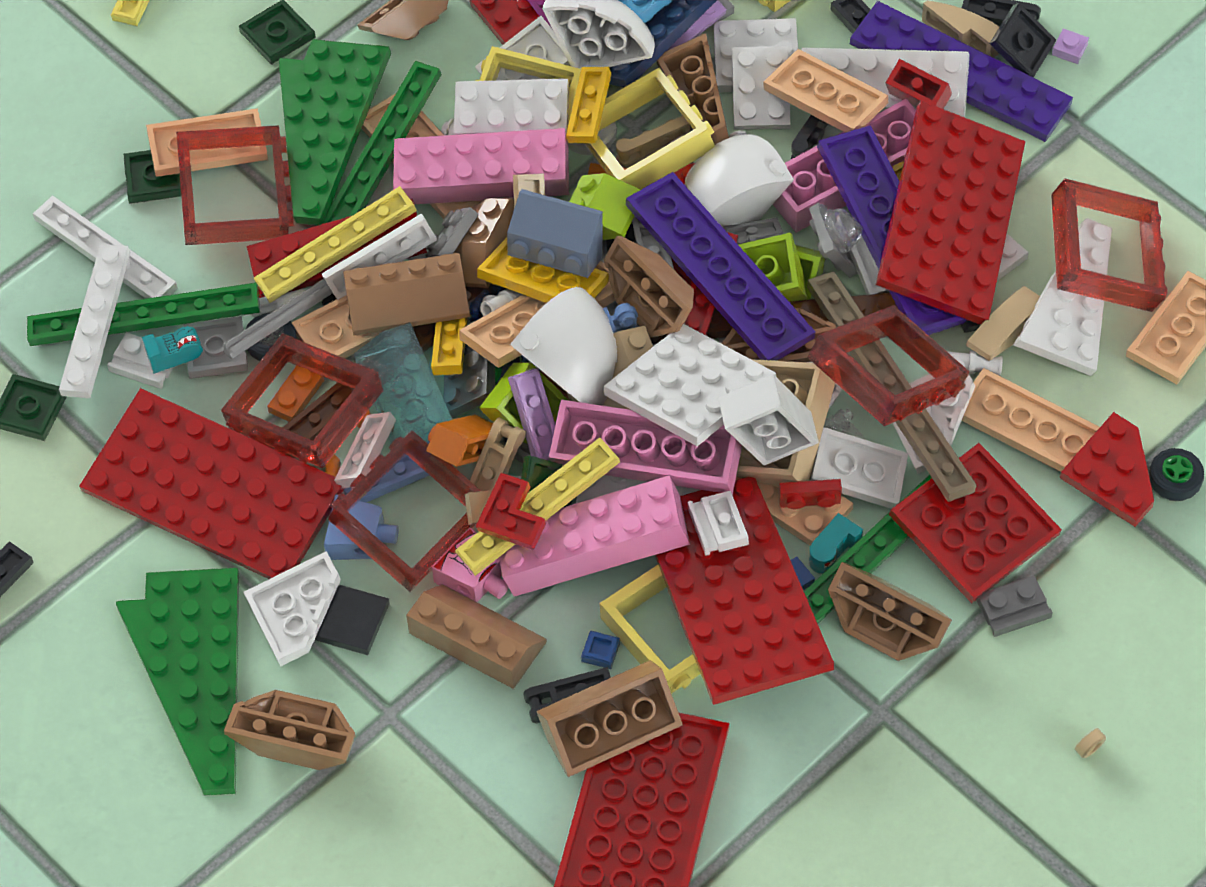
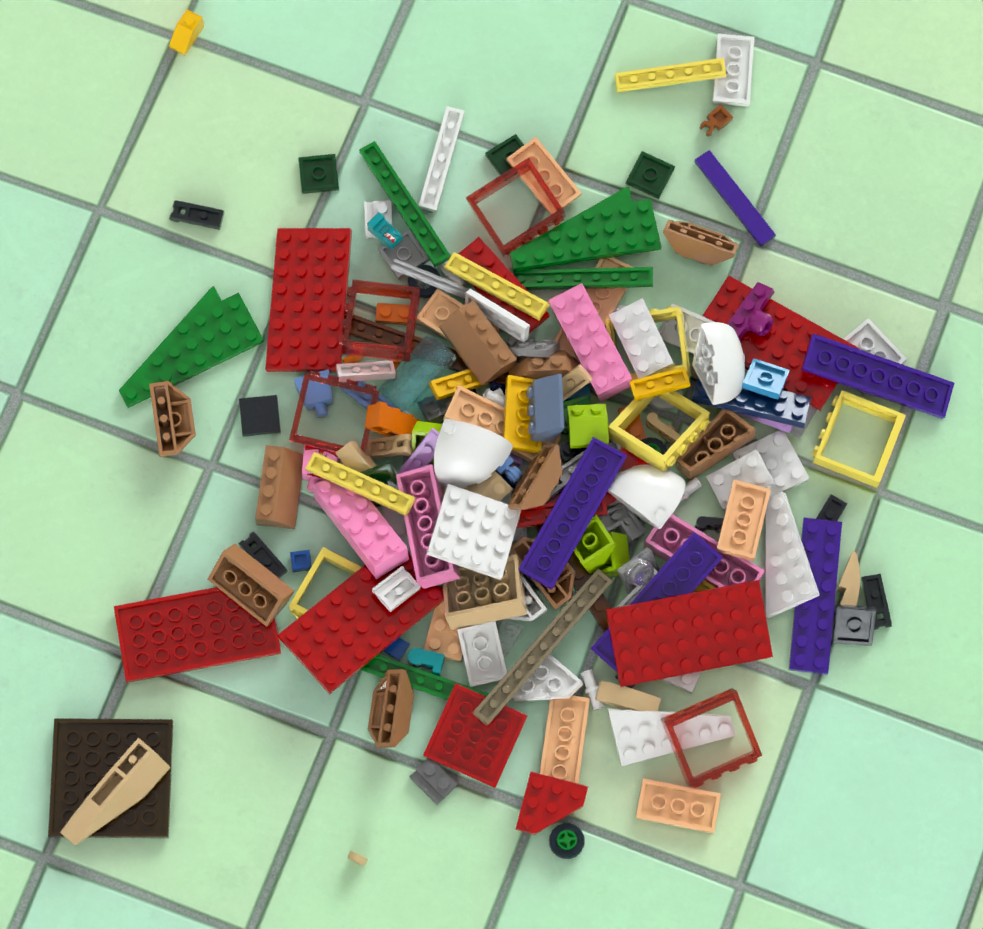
camera: 60 degrees right, 15 degrees up
(94, 321) = (385, 179): white plate -> none
(294, 606) = (250, 382): white plate -> none
(503, 514) = (339, 467): red plate -> none
(768, 419) = (461, 586): white brick -> none
(810, 493) = (443, 626): red plate -> none
(832, 358) = (501, 651): clear red window -> none
(917, 85) = (773, 575): red brick -> none
(1070, 46) = (871, 656): lavender plate -> none

